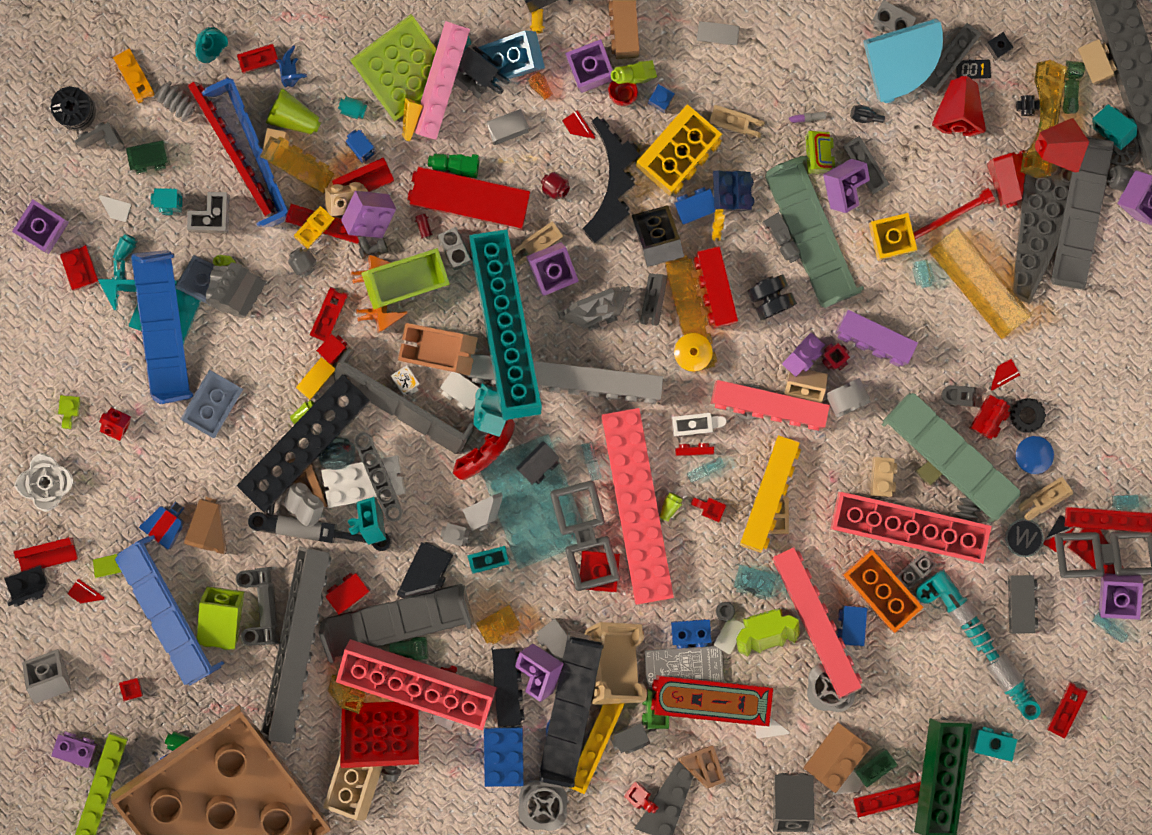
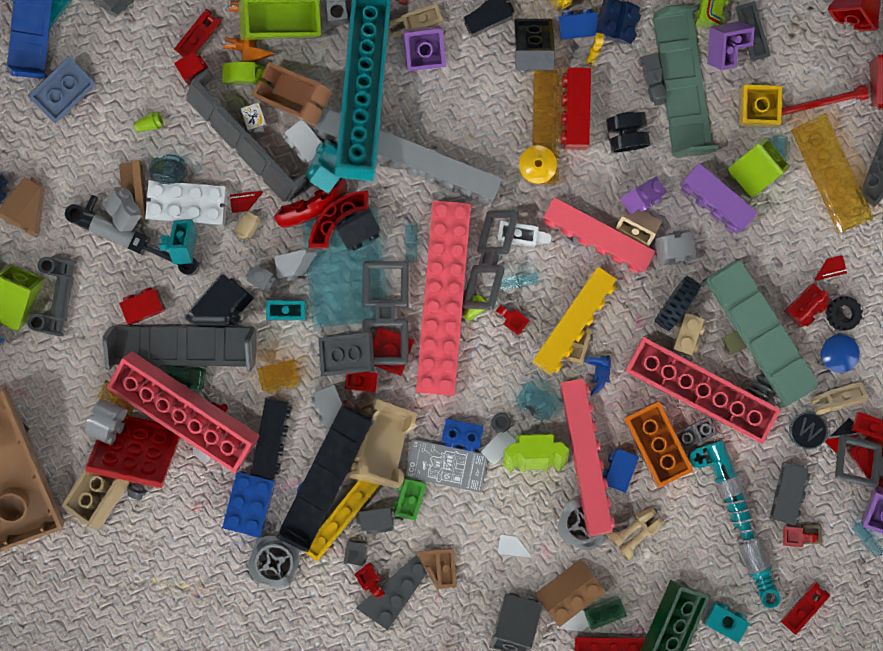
camera: 15 degrees right, 0 degrees up
(290, 443) = (138, 163): black plate -> none
(295, 645) = (77, 342): dark grey brick -> none
(315, 378) = (168, 92): yellow slope -> none
(346, 714) = (106, 421): none -> light grey brick
(376, 467) = (195, 193): dark grey beam -> none
(383, 340) = (242, 73): none -> lime brick
(417, 464) = (243, 201): none -> red sticker
(427, 487) = (247, 226): none -> tan brick
(510, 454) = (334, 215): none -> red brick
(541, 669) = (307, 429): medium lavender brick -> none
(558, 586) = (346, 354): none -> dark grey plate
(579, 608) = (361, 381): none -> red slope
(597, 308) = (456, 96): dark grey wedge -> none
(618, 775) = (355, 552): none -> dark grey panel
(654, 298) = (514, 103): dark grey hinge -> none
(672, 456) = (489, 259): none -> dark grey bar
(686, 450) = (520, 261): red plate -> none
(712, 700) = (464, 505): brick -> none
(810, 535) = (602, 371): none -> blue piece
(839, 350) = (677, 200): dark red brick -> none
(864, 450) = (678, 303): none -> black wheel
(898, 674) = (642, 517): none -> tan piece
(907, 297) = (758, 168): none -> lime slope
(952, 395) = (776, 274): dark grey plate -> none
(1040, 644) = (796, 537): none -> red plate
(1053, 636) = (813, 528): none -> dark tan tile

